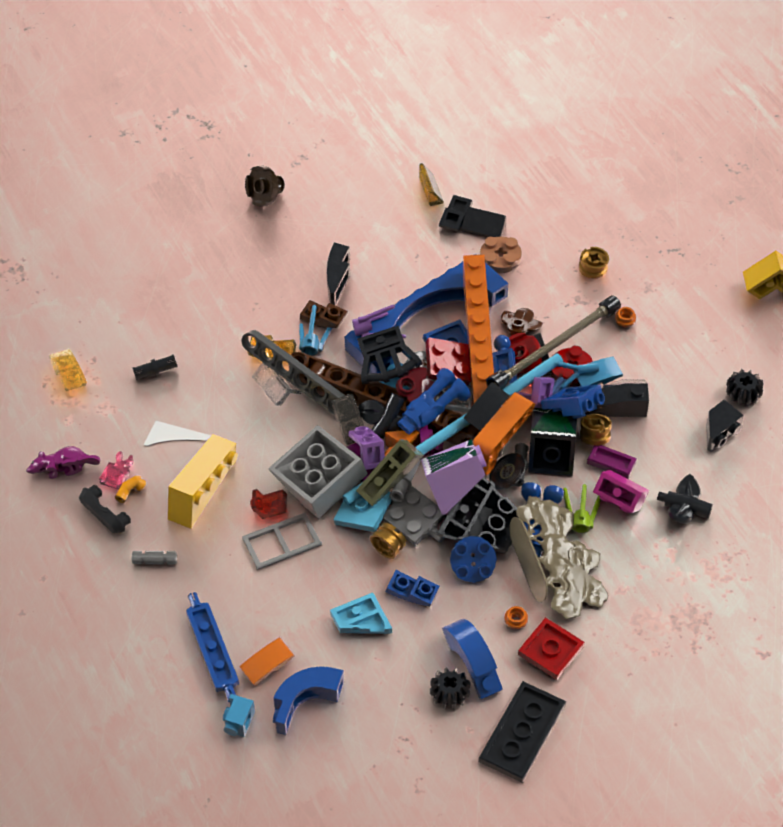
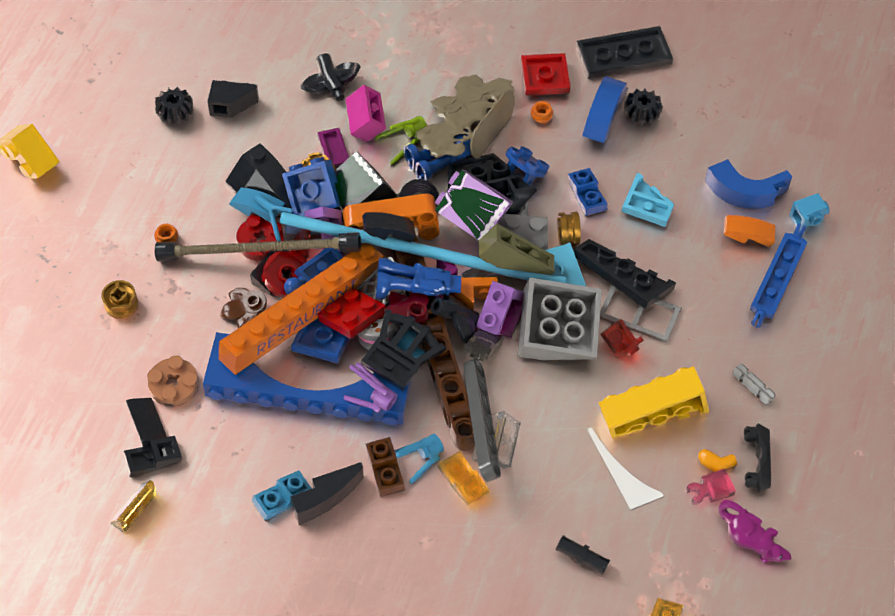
camera: 135 degrees left, 5 degrees up
(313, 549) = (634, 282): none -> black wing
(361, 255) = (277, 498): none -> dark azure slope

